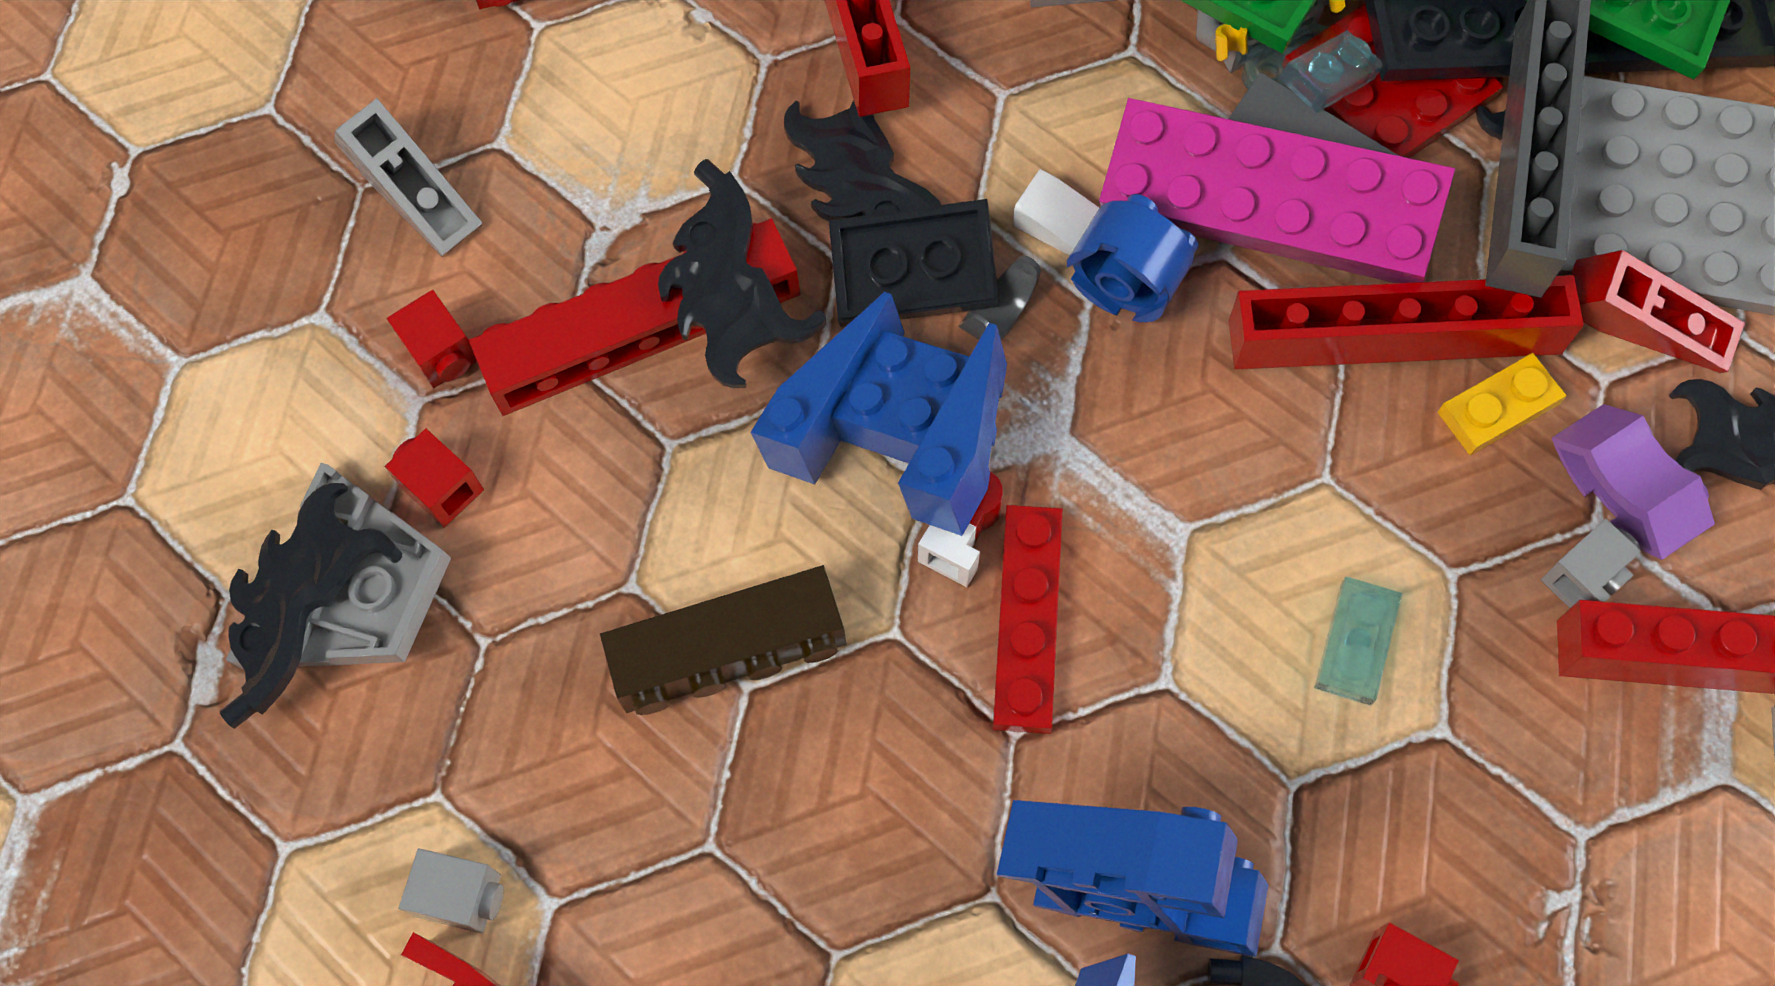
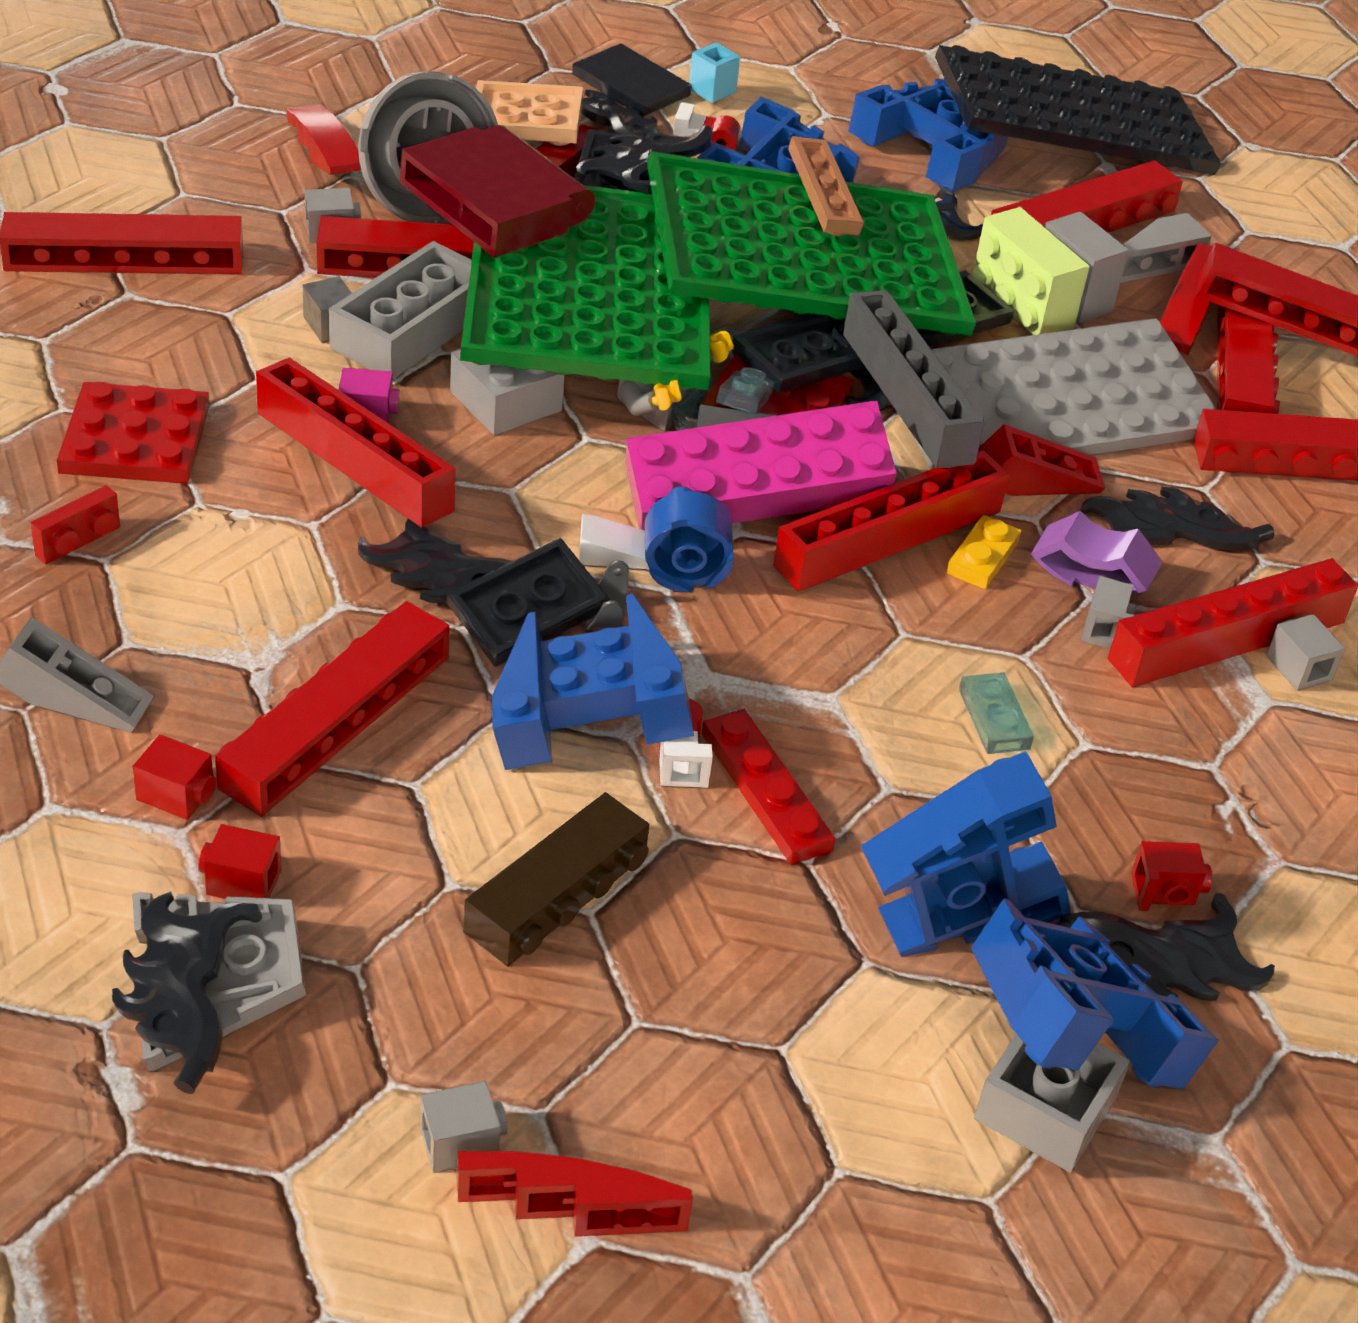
camera: 40 degrees left, 25 degrees down
(721, 288) = (402, 651): black piece -> none

